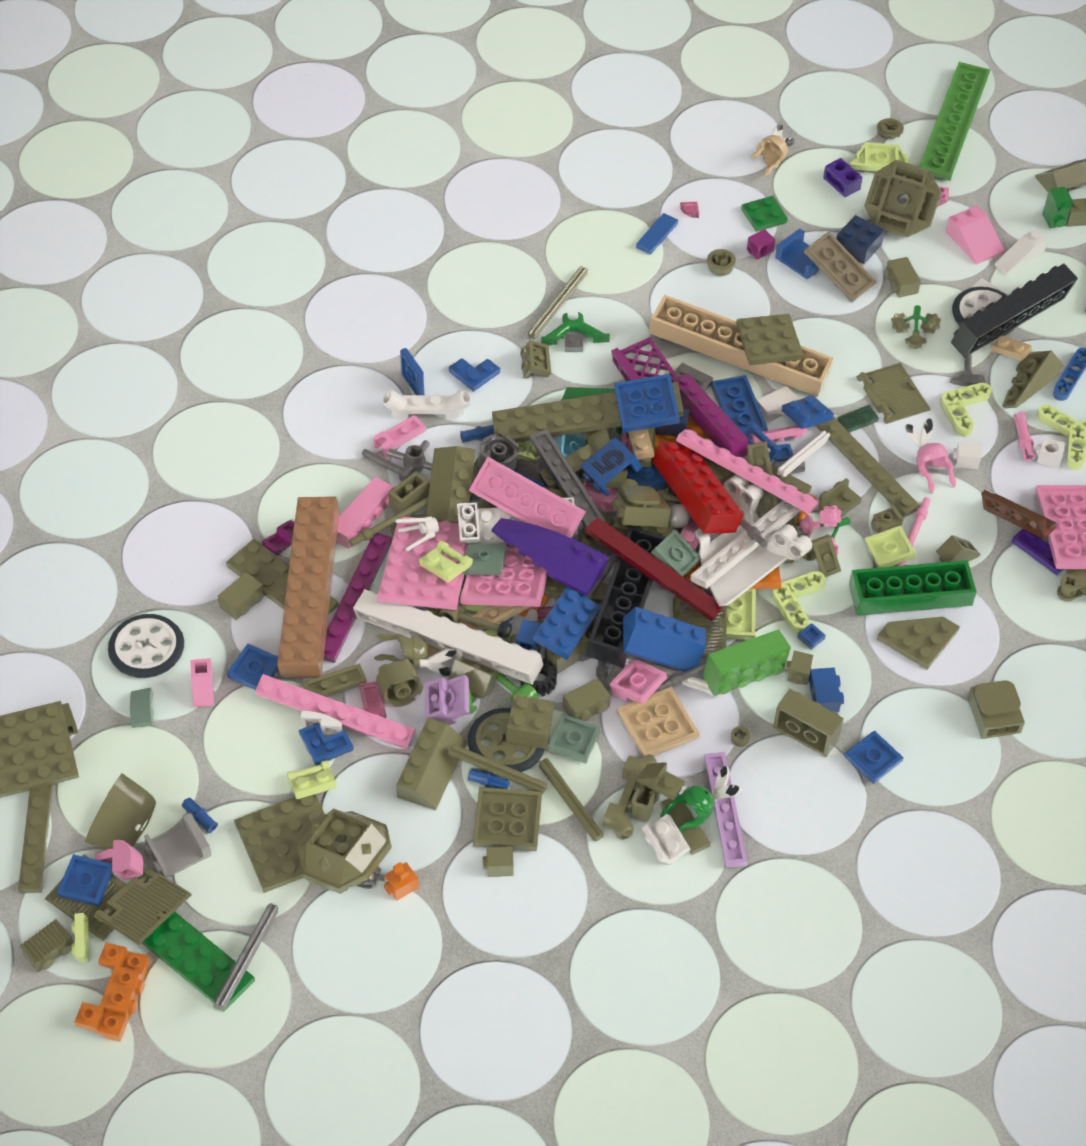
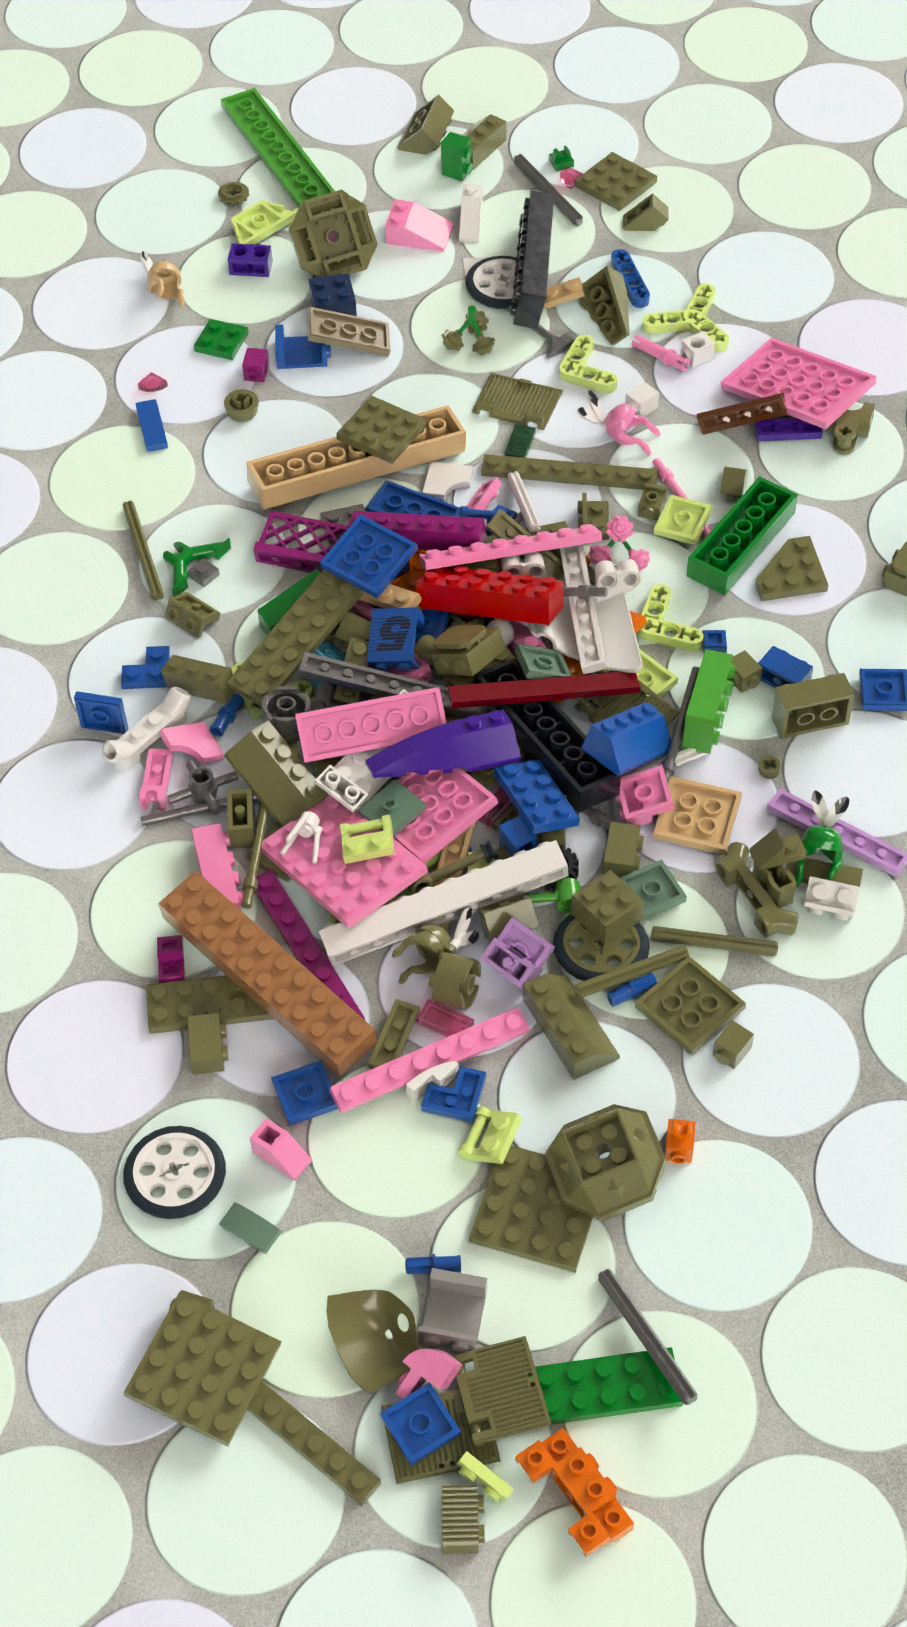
camera: 45 degrees left, 0 degrees up
(443, 430) = (194, 740): none -> bright pink tile
(485, 396) = (198, 678): none -> olive brick
(807, 412) = (481, 466): blue plate -> none
(826, 555) = (650, 565): olive plate -> none
(902, 277) = (406, 302): olive brick -> none

